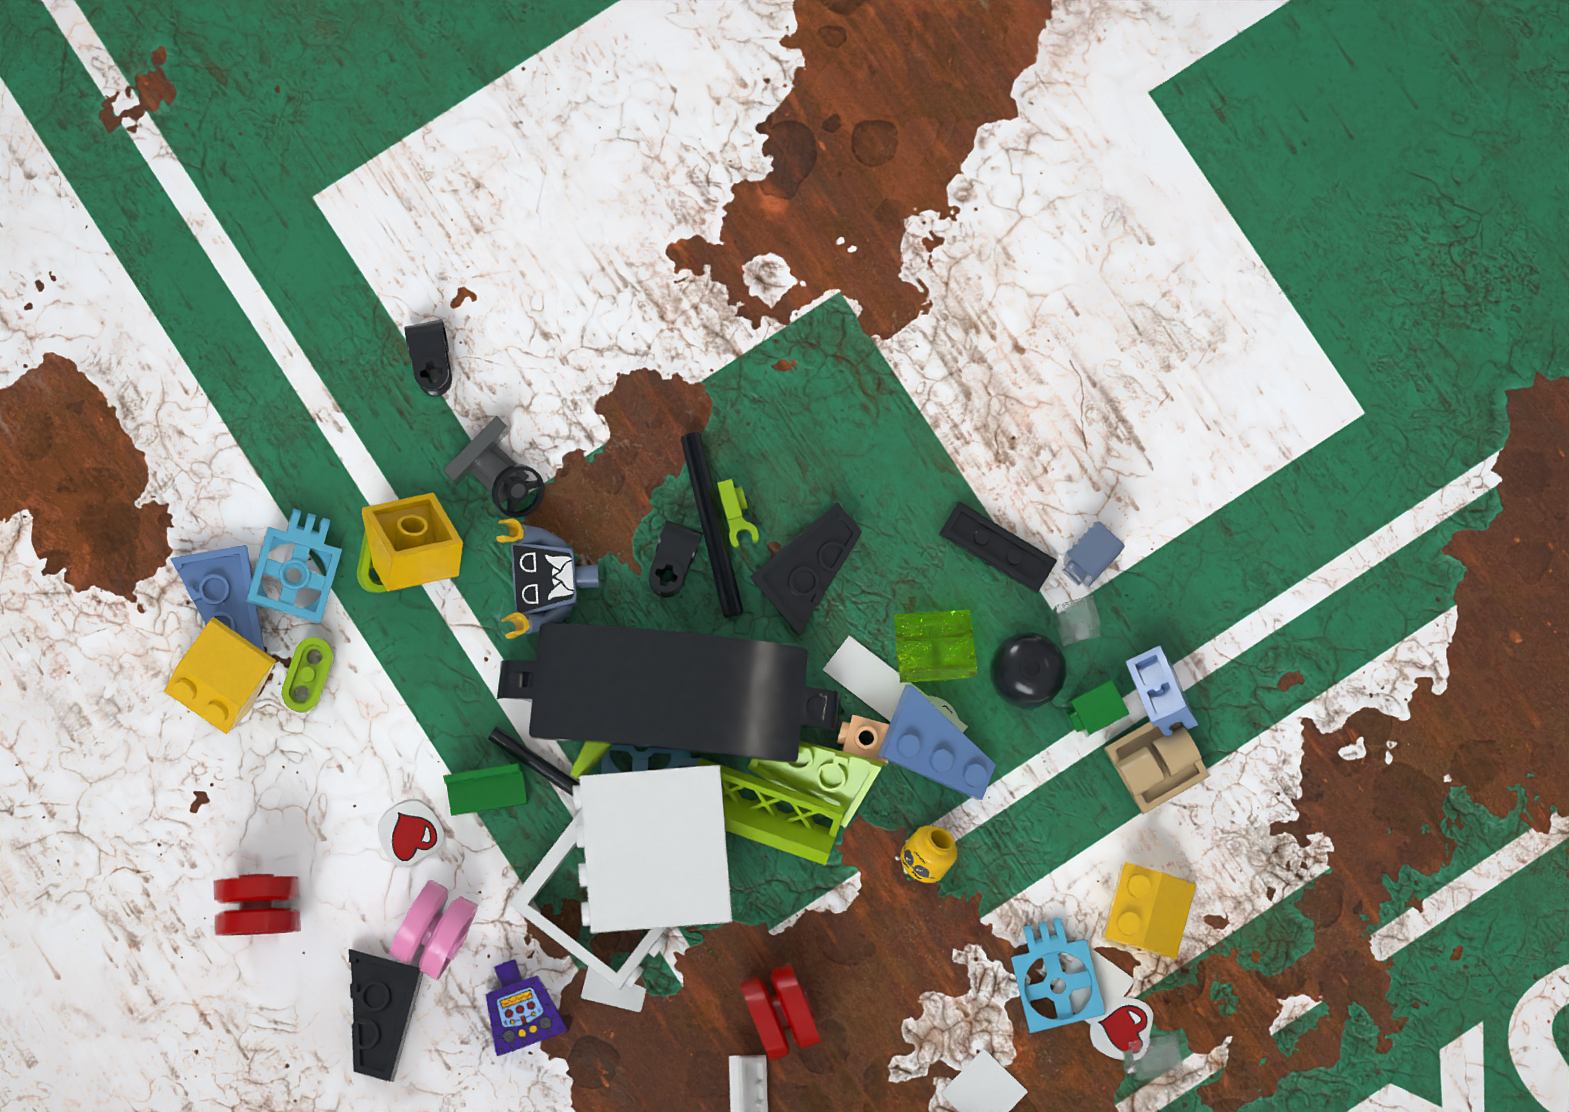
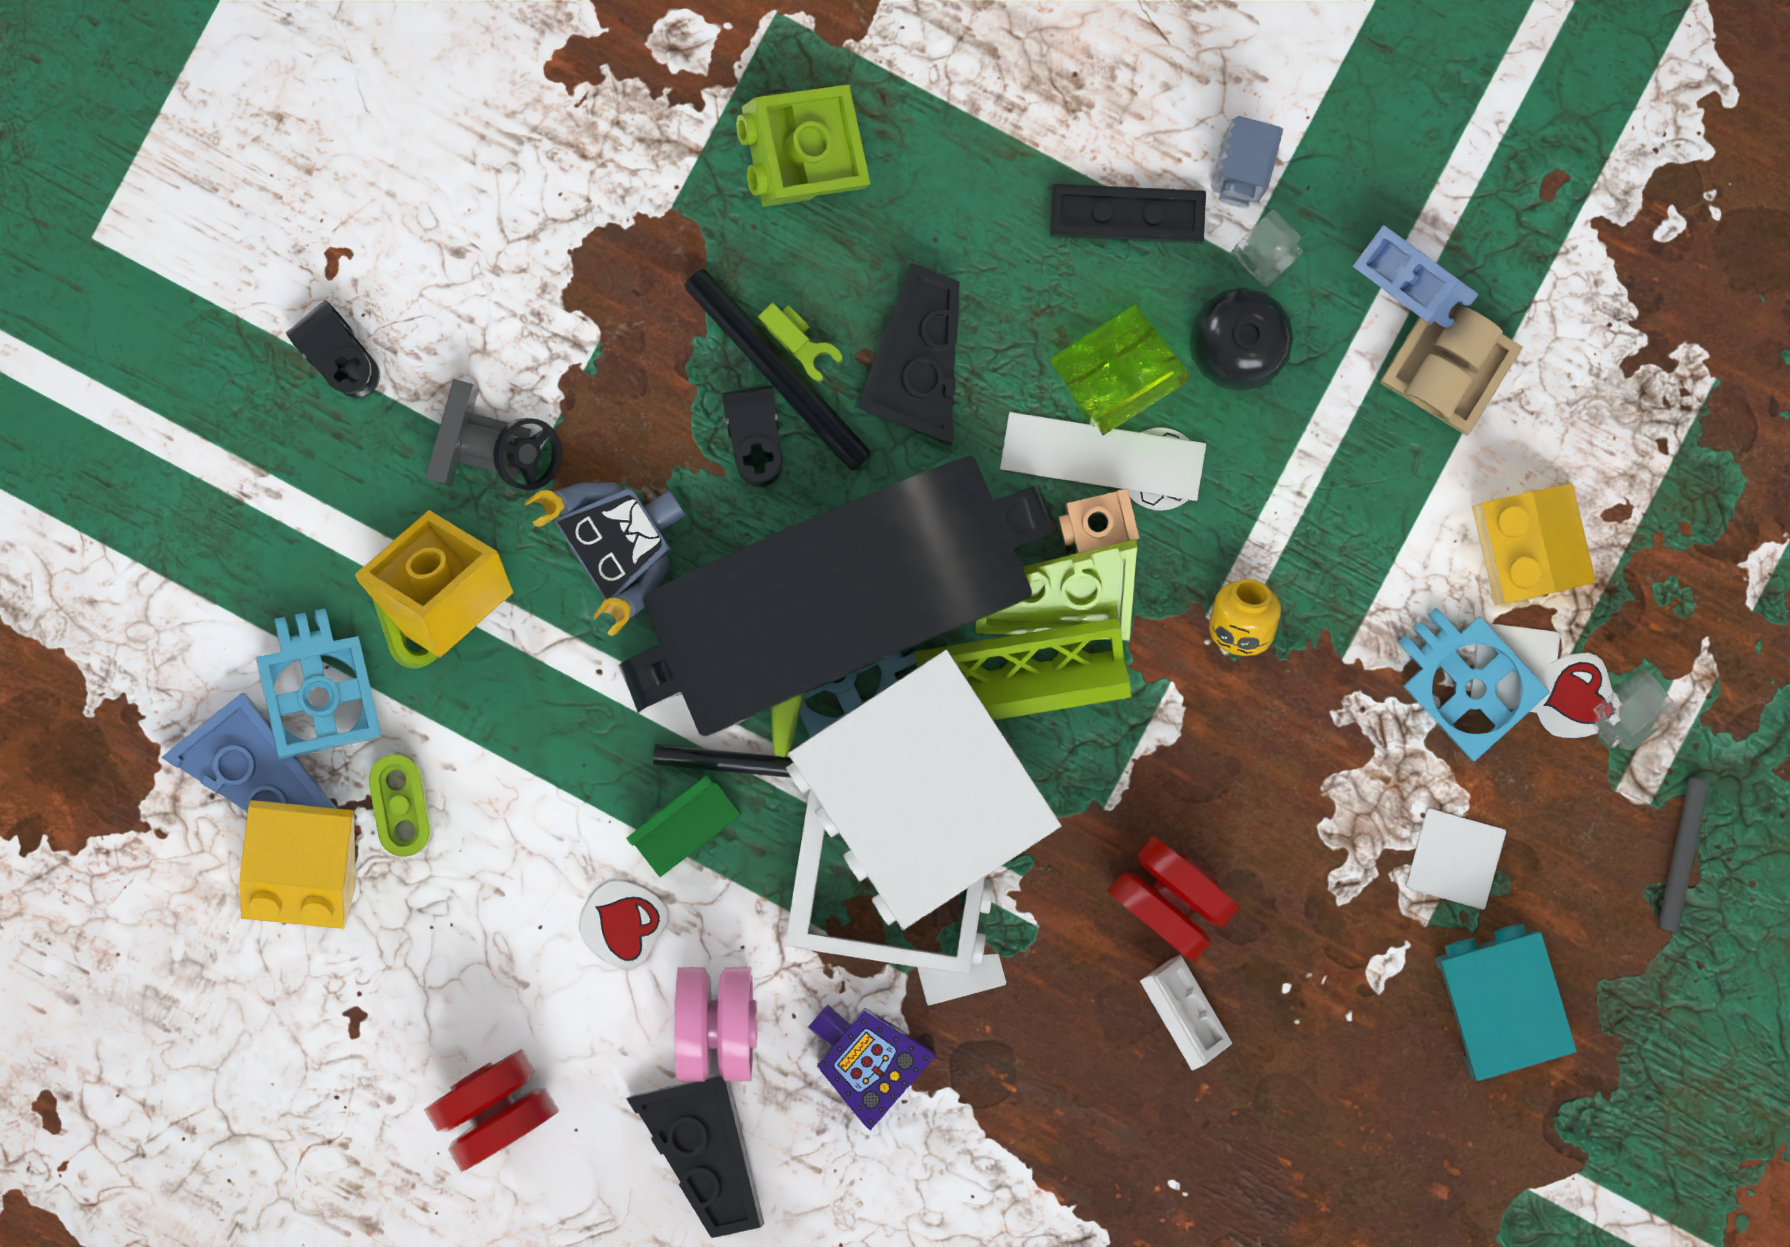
camera: 25 degrees left, 5 degrees up
(808, 387) = (803, 145): none -> lime plate
(934, 747) = (1183, 489): medium blue wing -> none
(1097, 709) = (1348, 340): green brick -> none

